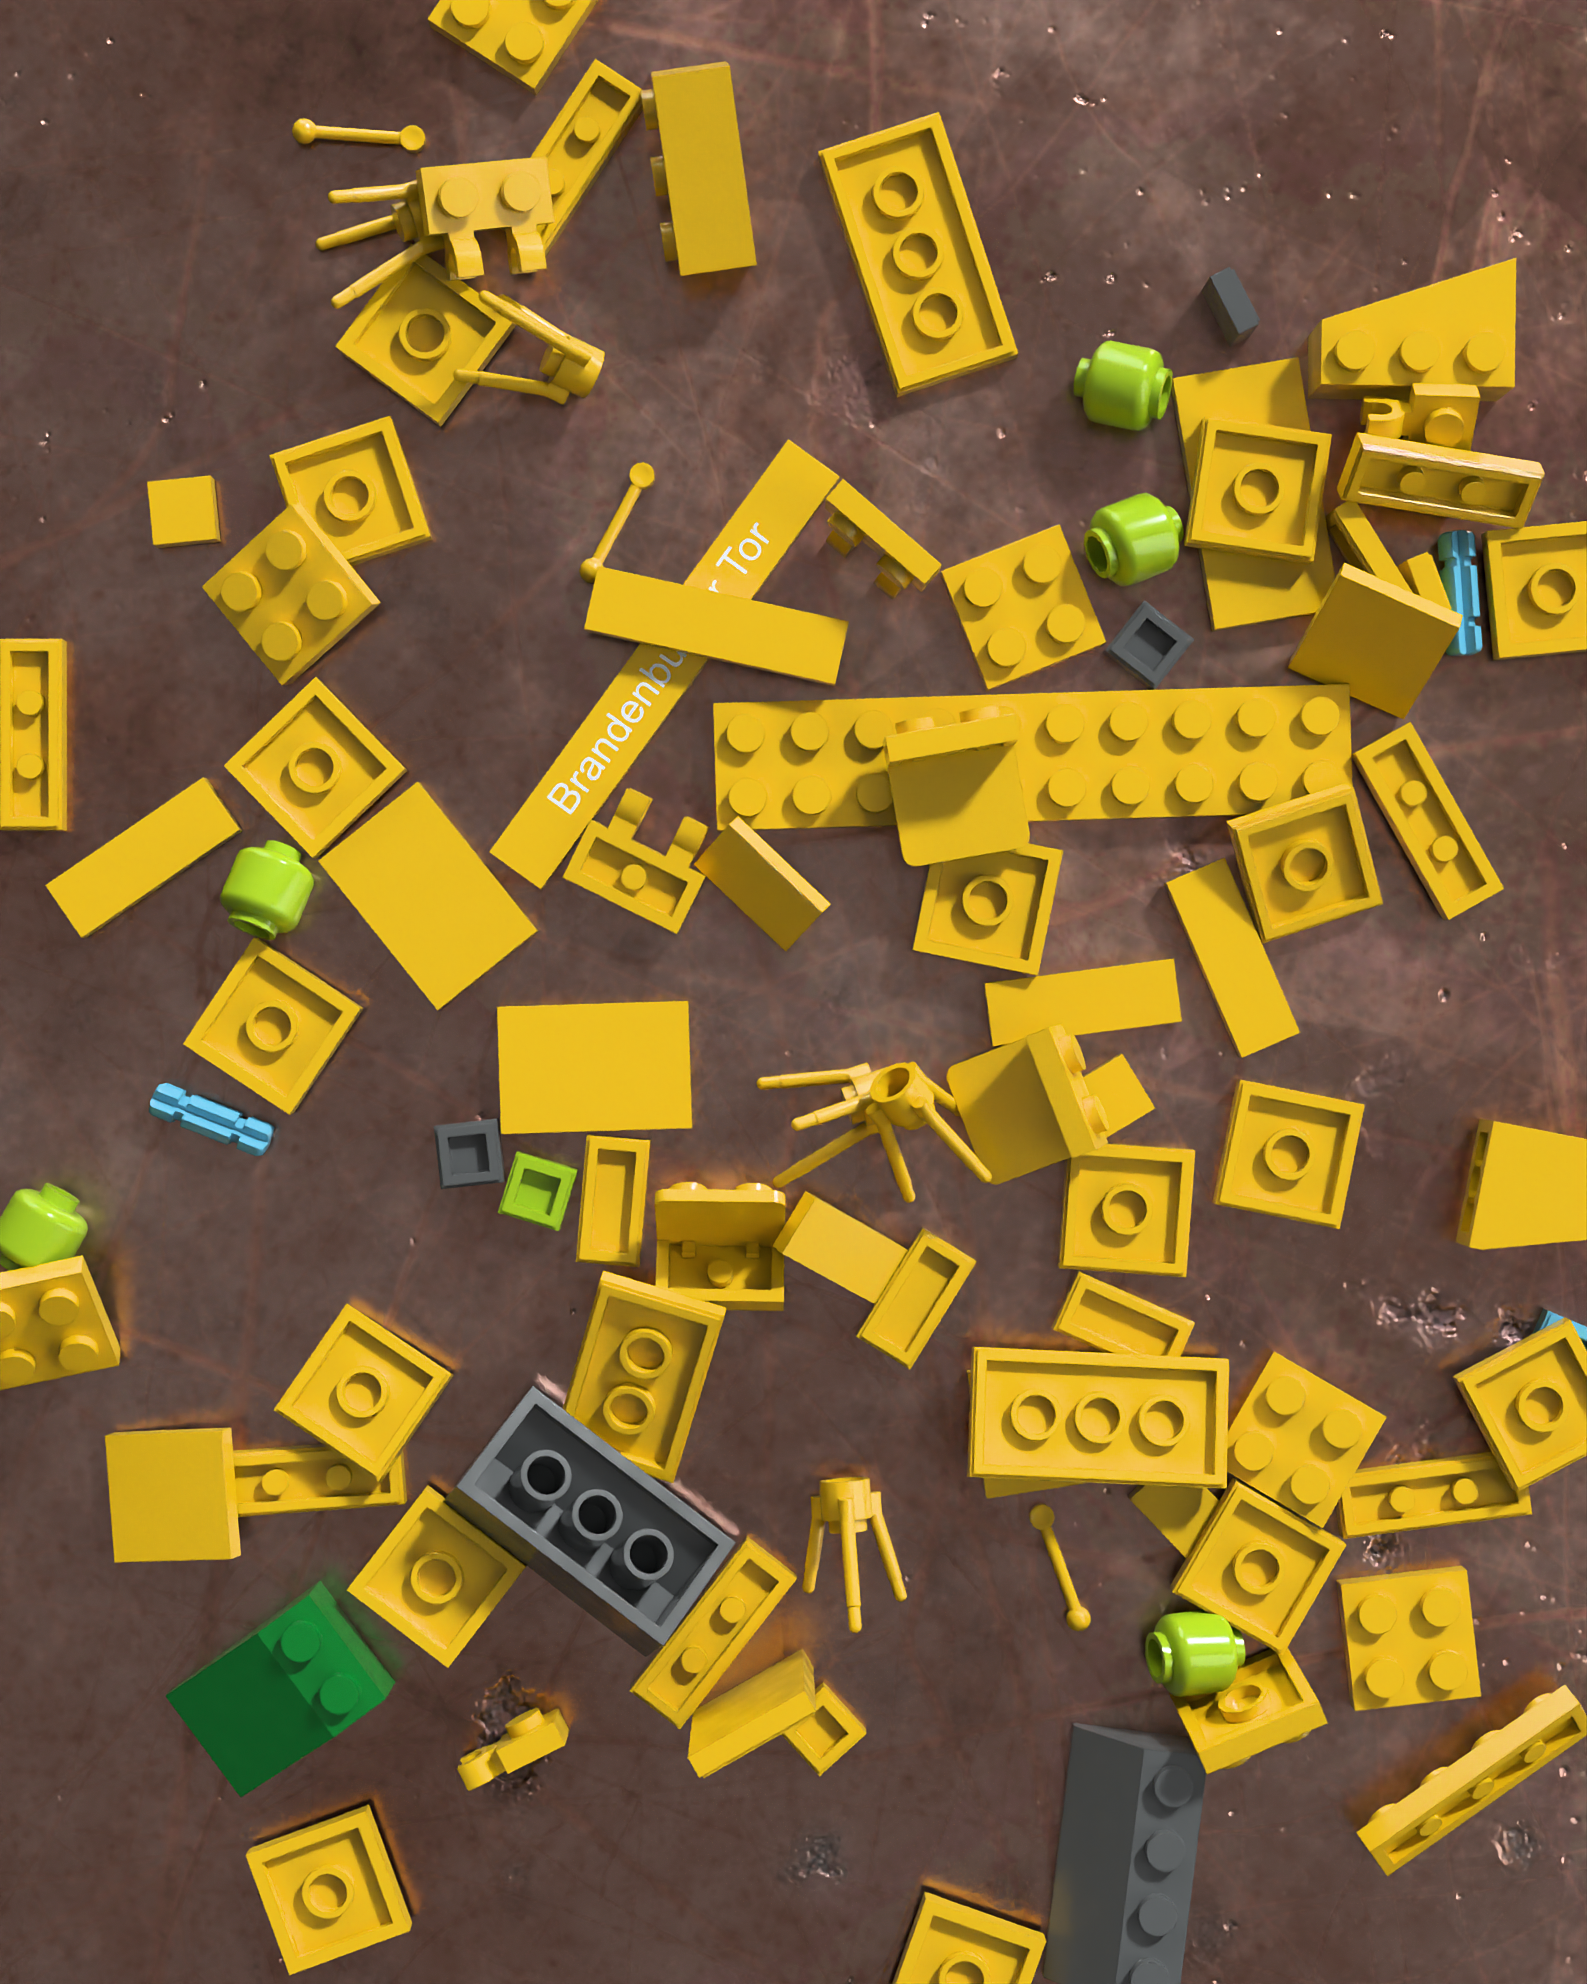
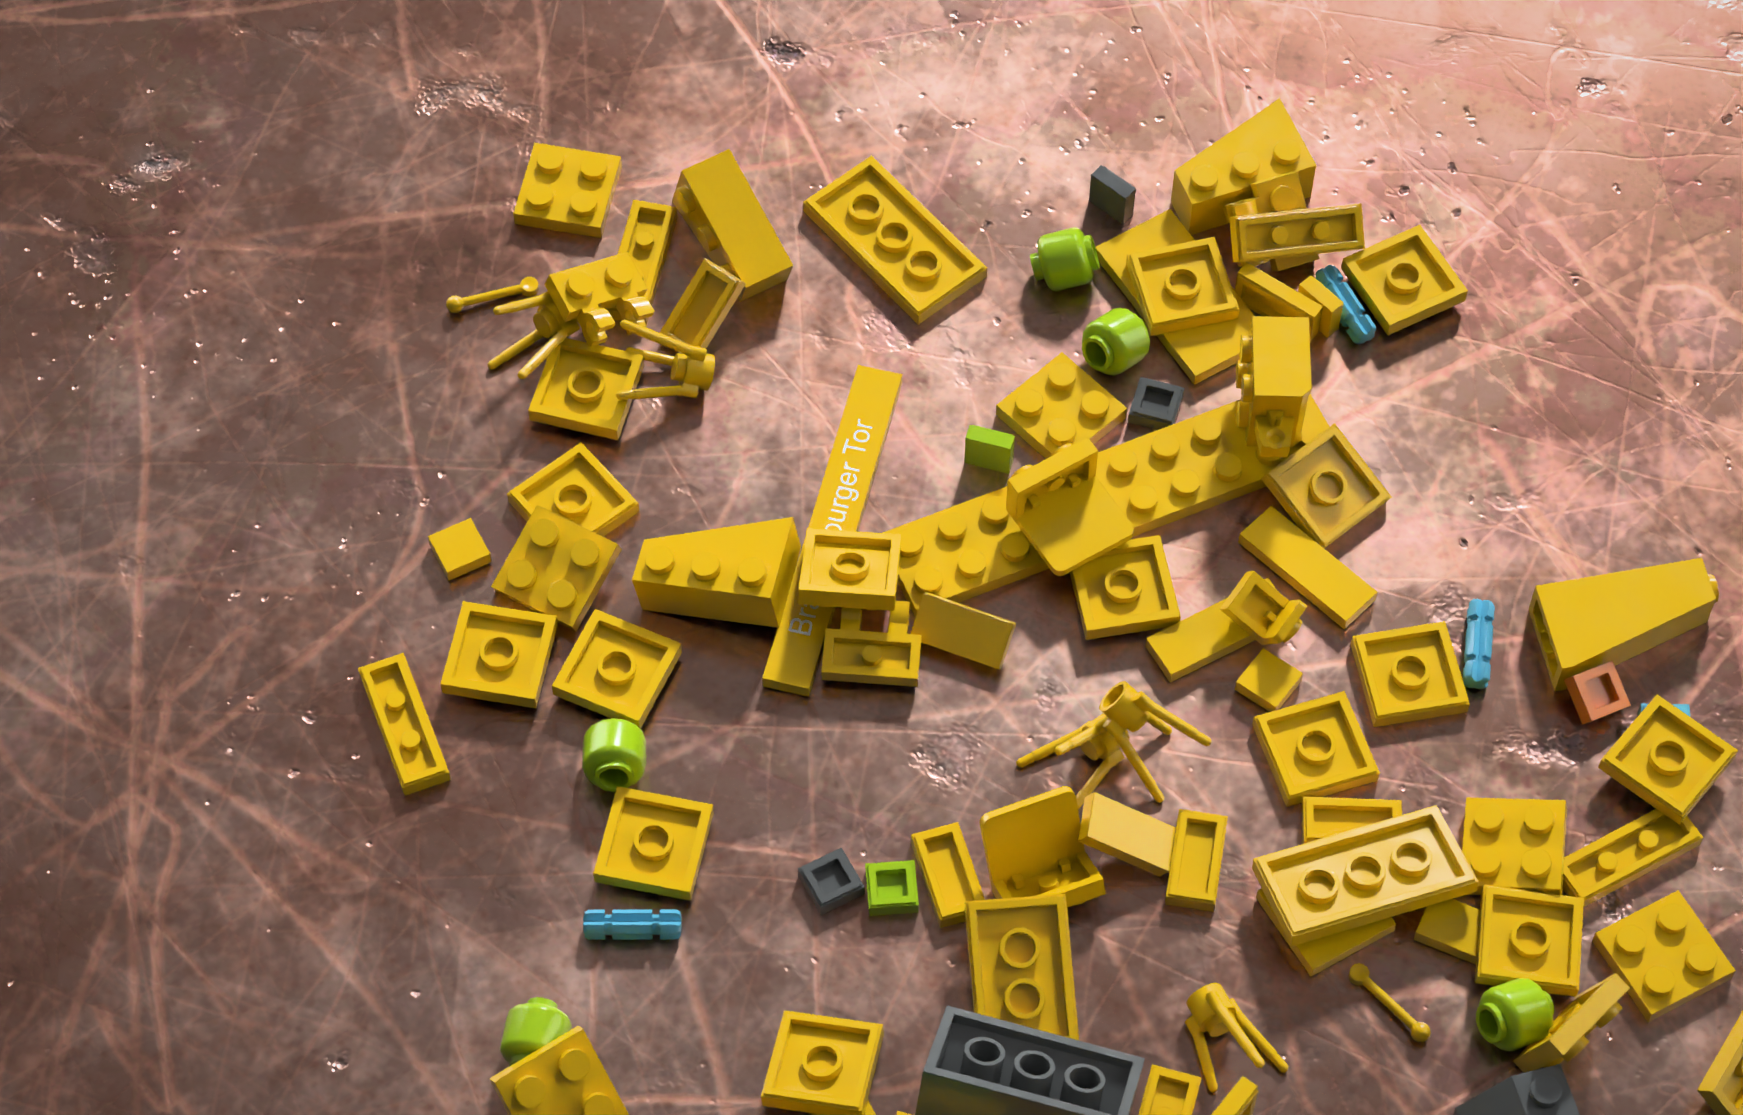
camera: 25 degrees left, 30 degrees down
(144, 858) = (515, 772): yellow tile -> none
(177, 690) = (499, 654): none -> yellow plate
(428, 896) = (730, 725): yellow tile -> none
(491, 694) = (721, 572): none -> yellow wedge
(594, 1067) = (896, 791): yellow tile -> none
(615, 279) = (703, 305): none -> yellow tile
(641, 478) = (767, 426): yellow hinge -> none
(647, 759) = (850, 569): none -> yellow plate
(716, 626) = (860, 483): yellow tile -> none
(859, 520) = (948, 382): yellow plate -> none
(903, 635) = (989, 449): none -> lime tile
(1028, 1104) = (1218, 691): yellow bracket -> none
(1141, 1019) = (1263, 610): none -> yellow bracket
(1296, 723) = (1274, 383): none -> yellow hinge
(1375, 640) = (1328, 329): yellow tile -> none
(1391, 1149) = (1478, 644): none -> medium azure axle
(1427, 821) = (1395, 438): yellow plate -> none
(1501, 1280) = (1597, 692): none -> orange plate

